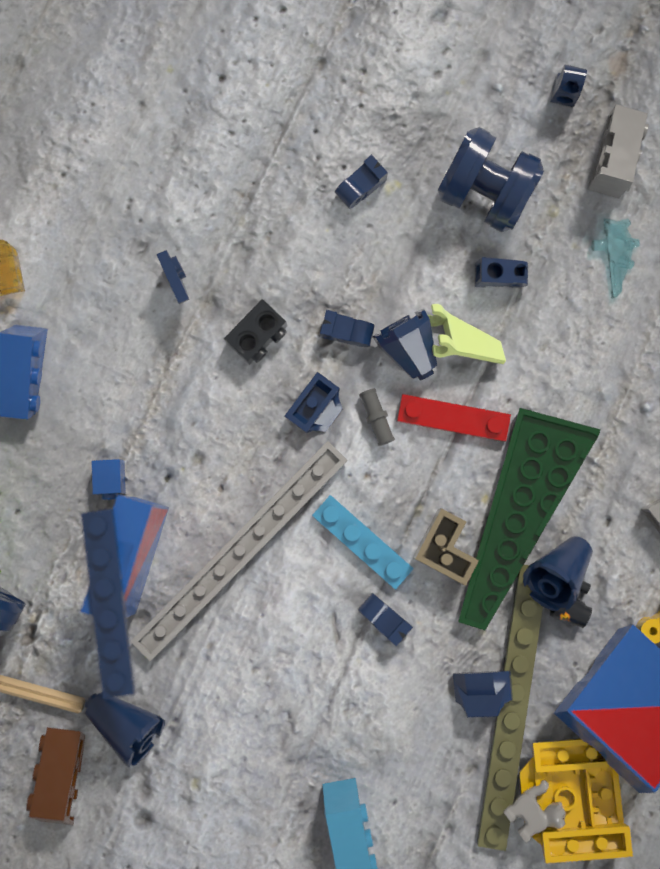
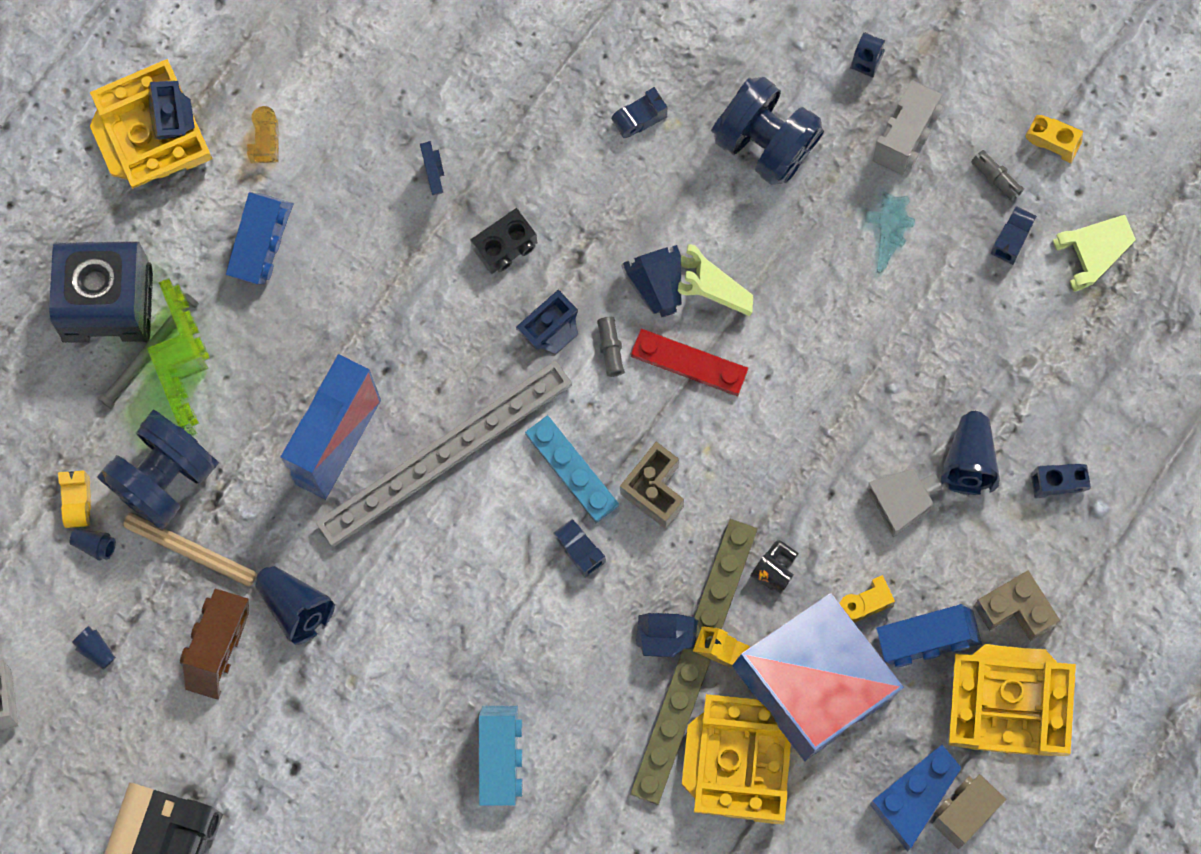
camera: 15 degrees right, 10 degrees down
(108, 478) = (322, 355): blue brick -> none
(108, 603) = (309, 452): dark blue plate -> none
(346, 329) = (596, 254): dark blue leg -> none
(501, 273) = (765, 226): dark blue leg -> none
(532, 482) = (757, 438): dark green wing -> none
(534, 817) = (692, 766): light grey animal -> none
(542, 694) = (723, 647): none -> yellow leg
(559, 574) = (763, 528): dark blue cone -> none

